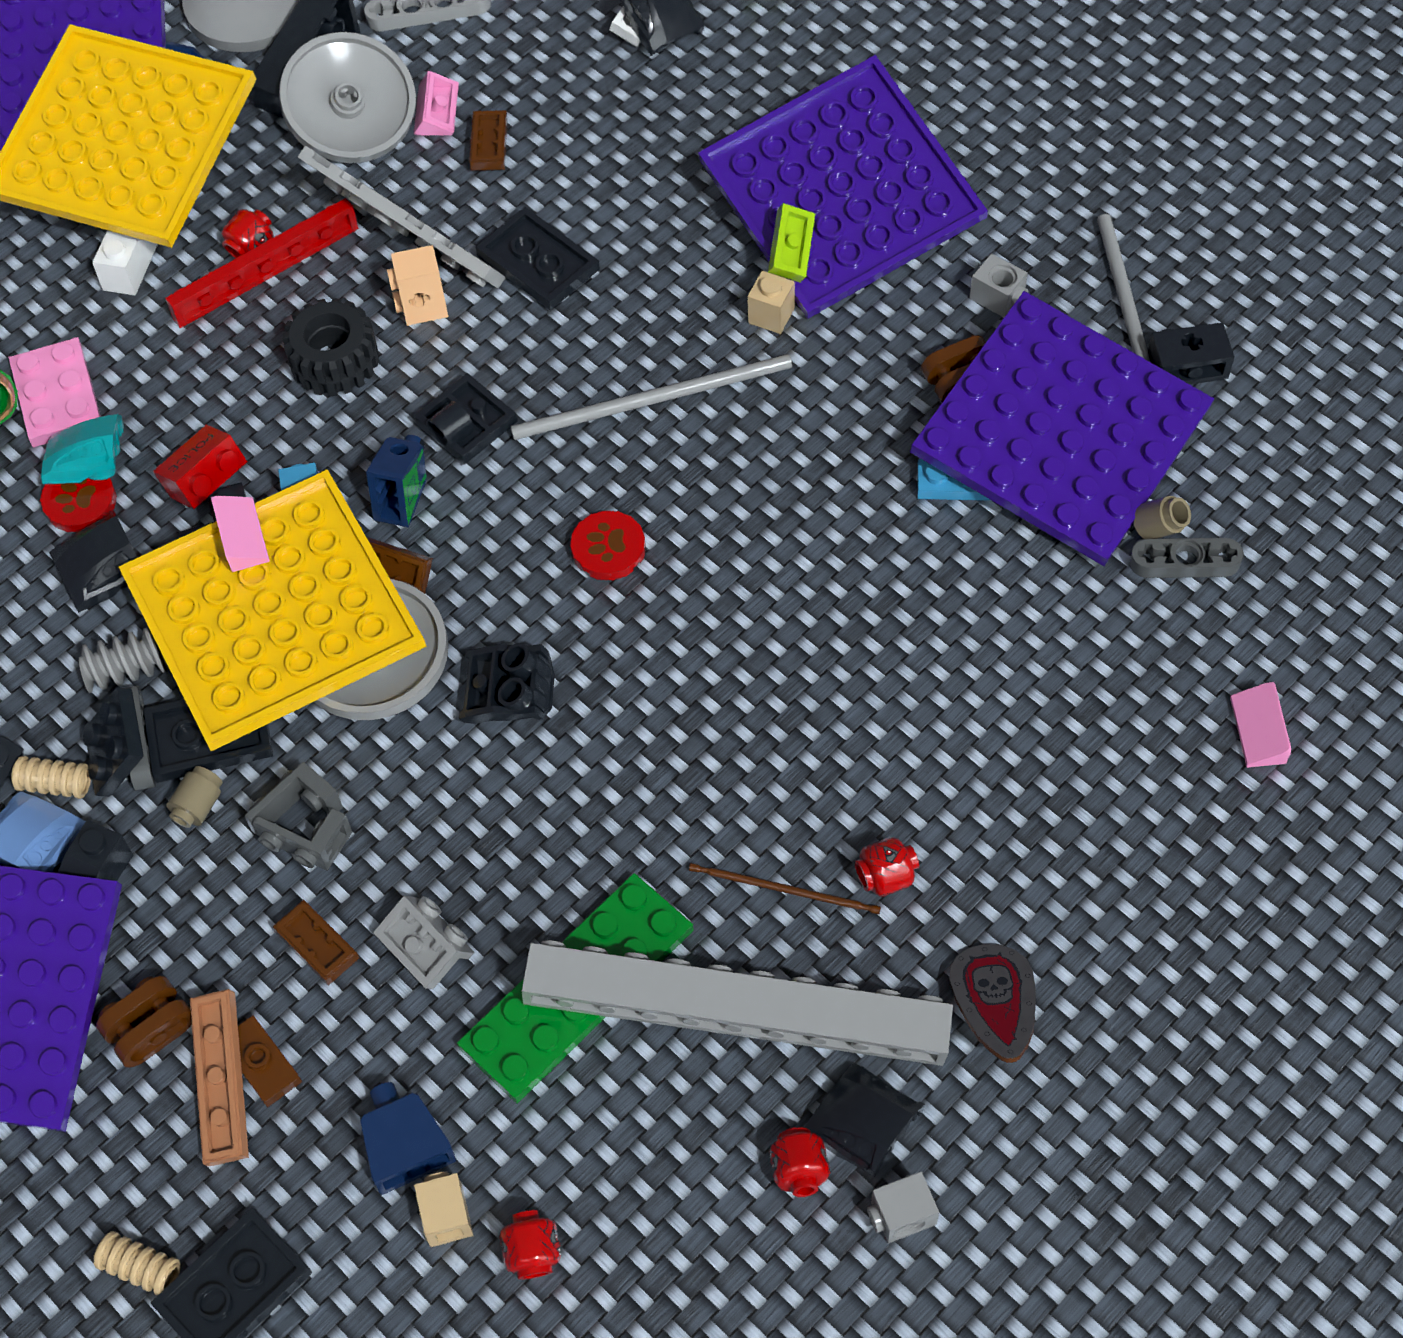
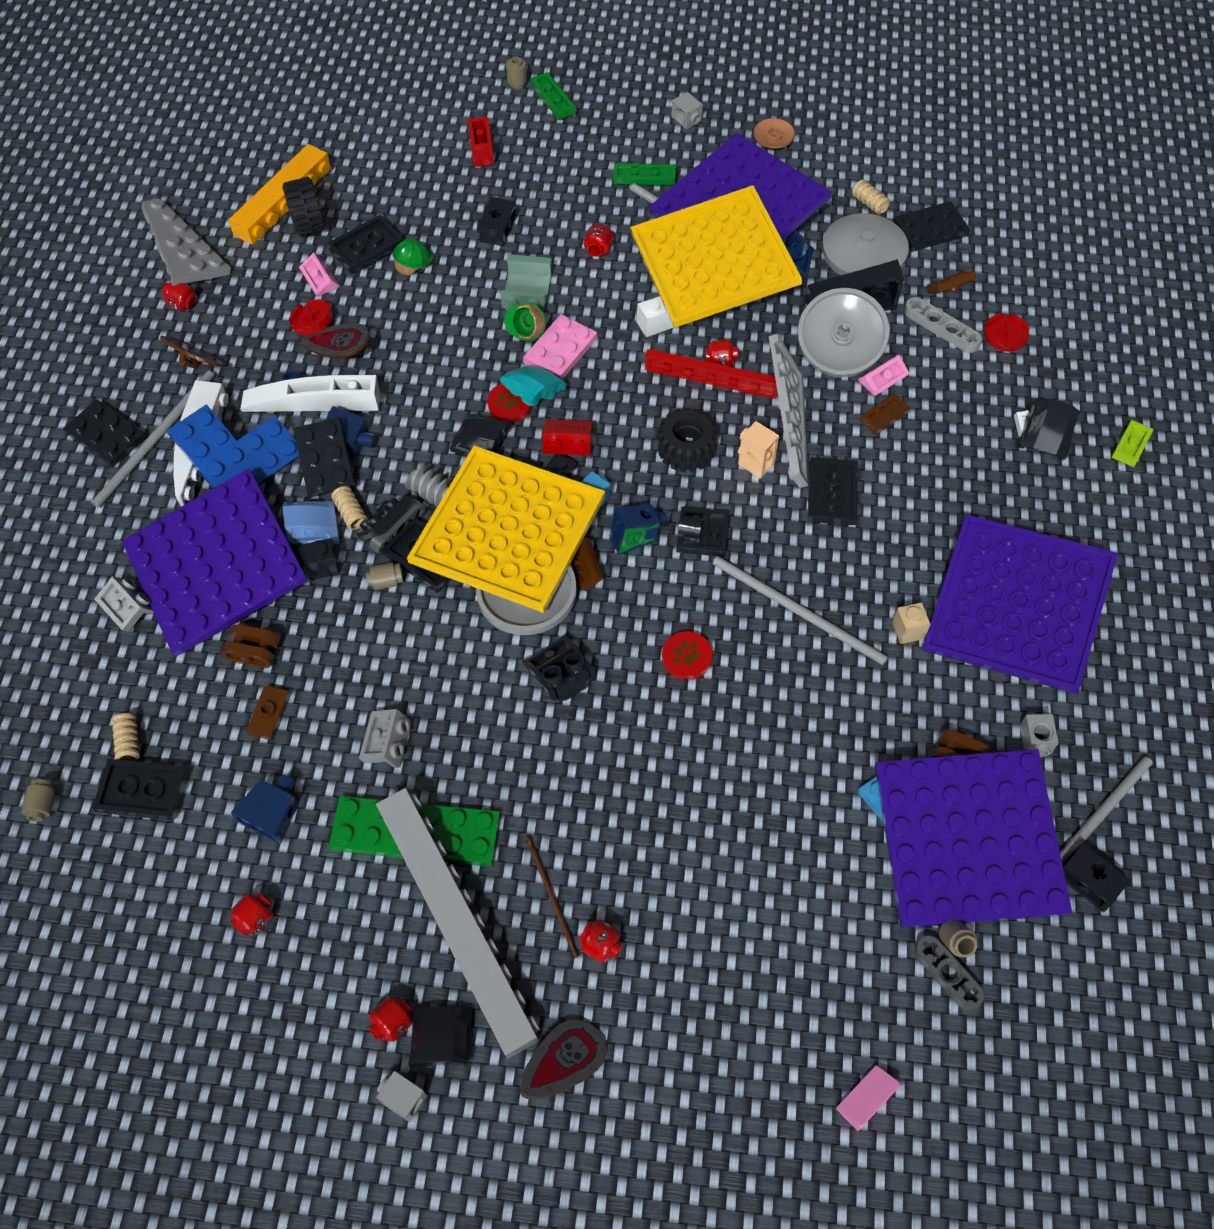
camera: 50 degrees right, 0 degrees up
(219, 1078) = (244, 701): nougat tile -> none
(240, 531) = (532, 479): bright pink slope -> none
(293, 785) = (422, 614): dark grey bracket -> none
(315, 942) = (347, 689): reddish brown plate -> none
(326, 842) = (402, 653): dark grey bracket -> none
(443, 1208) = (244, 856): tan brick -> none
(791, 242) = (953, 603): lime plate -> none

